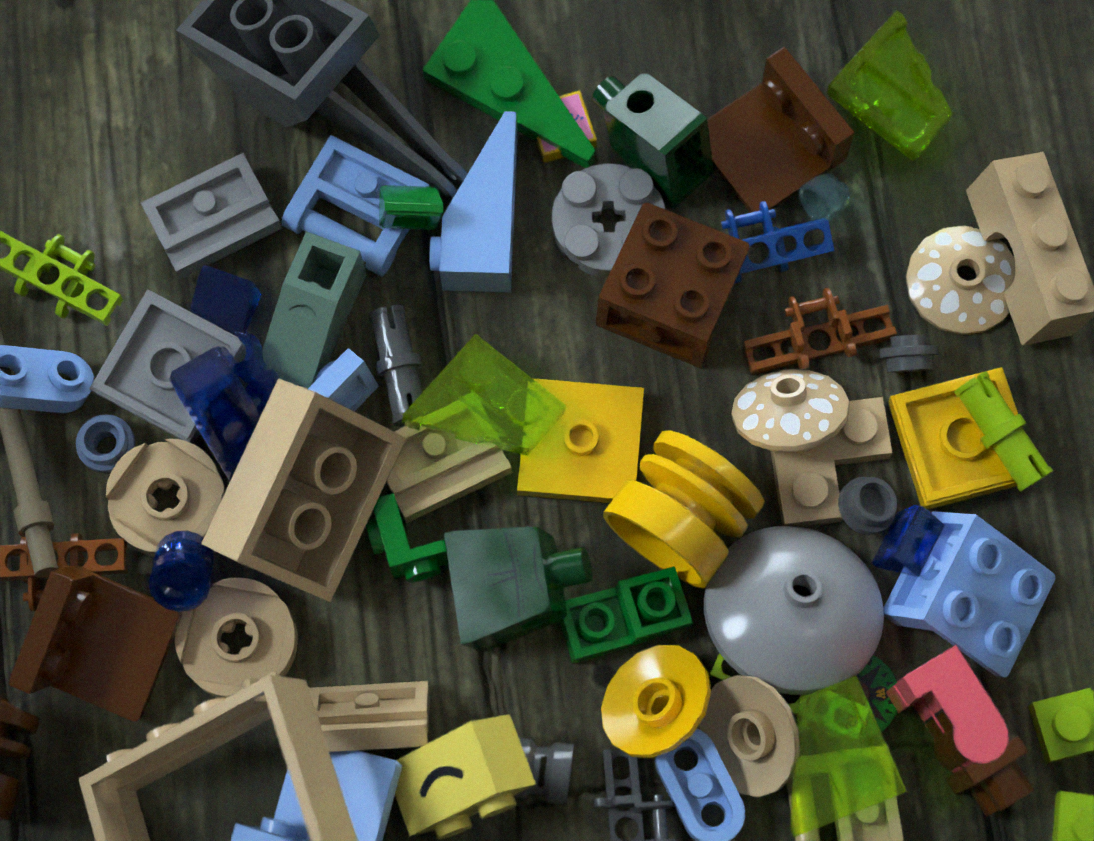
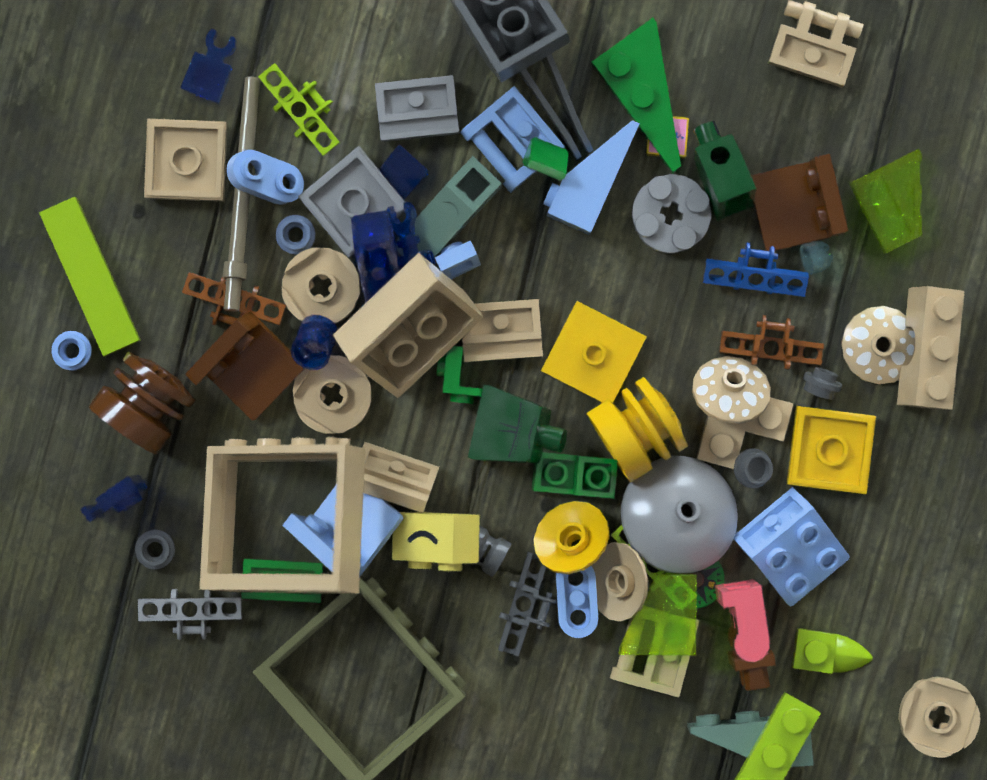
camera: 20 degrees right, 15 degrees up
(397, 361) = (498, 259): dark grey pin -> none
(486, 400) = (543, 309): clear neon green wing -> none
(670, 284) = (693, 277): reddish brown bracket -> none
(909, 541) = (767, 502): clear blue slope -> none
(1003, 431) = (855, 460): lime pin -> none

